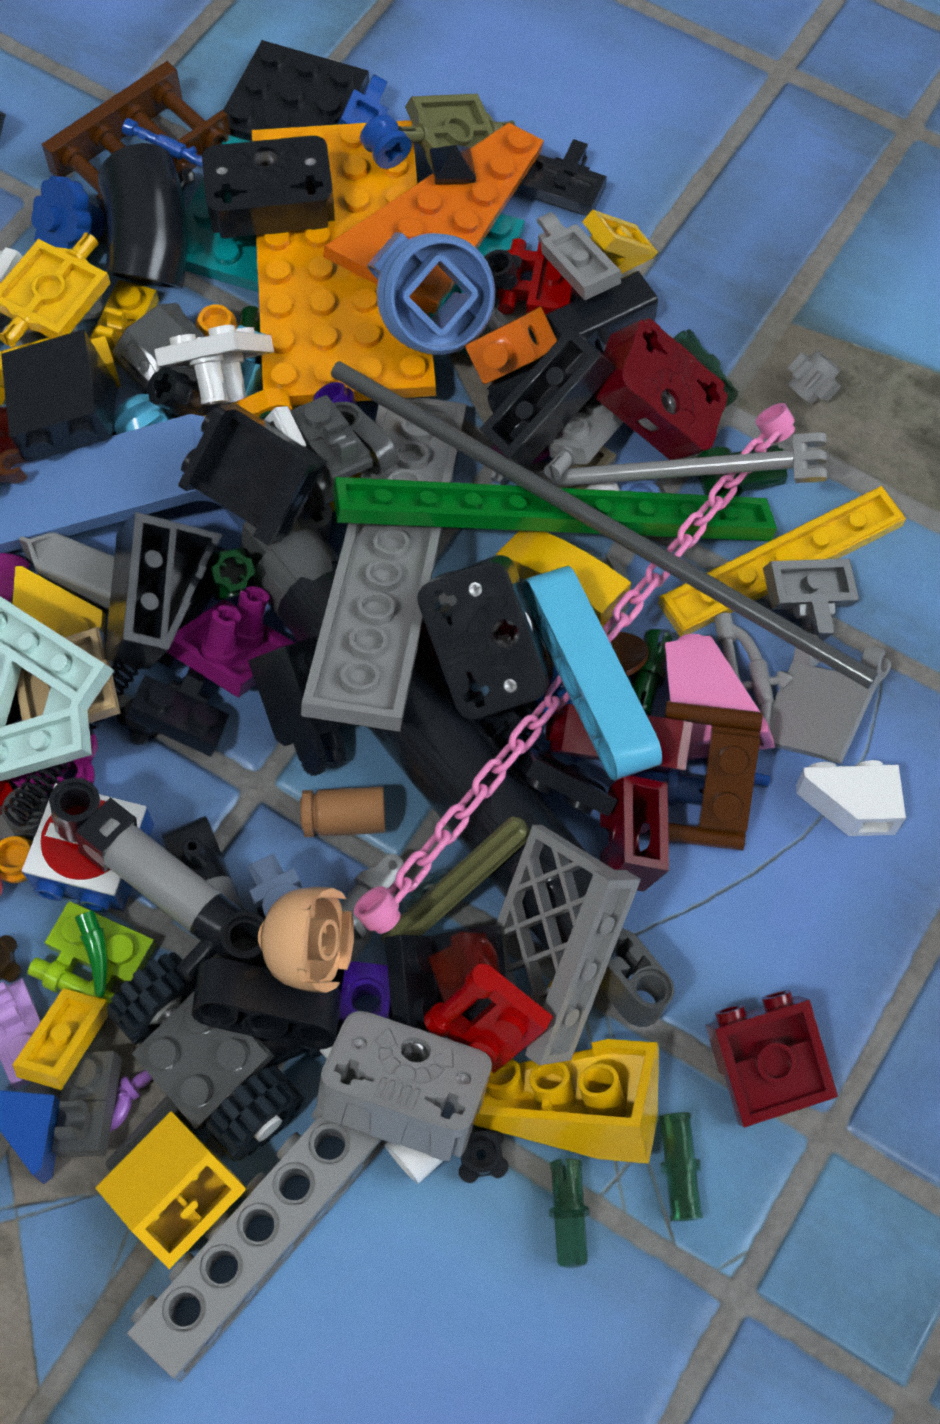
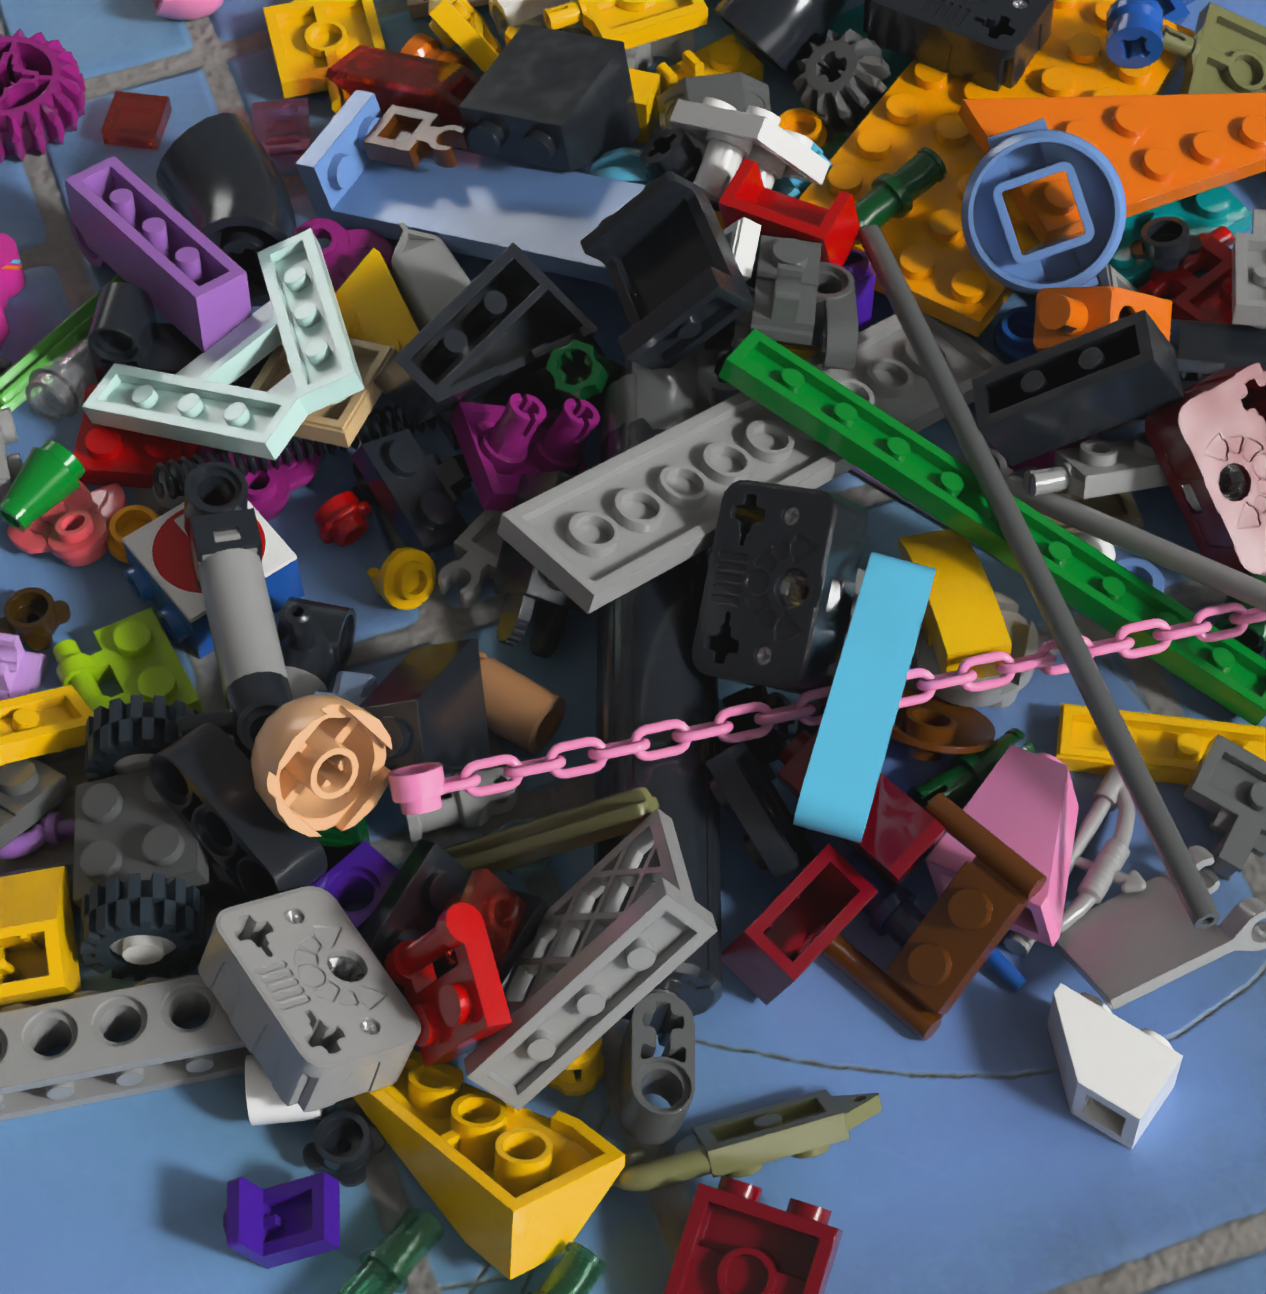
camera: 40 degrees right, 10 degrees down
(96, 949) = (133, 661): green helmet -> none
(143, 760) = (342, 519): none -> red plate
(205, 274) = (842, 77): none -> dark grey gear
(217, 771) = (405, 578): none -> yellow plate
(251, 722) = (477, 555): none -> light grey plate
(284, 388) = (789, 216): none -> red panel
(322, 848) = (434, 707): none -> black slope
(327, 335) = (894, 193): none -> dark green pin
(452, 164) = (1195, 96): black slope -> none
(455, 368) = (1015, 333): none -> blue plate
(488, 1226) = (283, 1220): none -> dark purple bracket
(708, 977) = (746, 1141): none -> olive plate

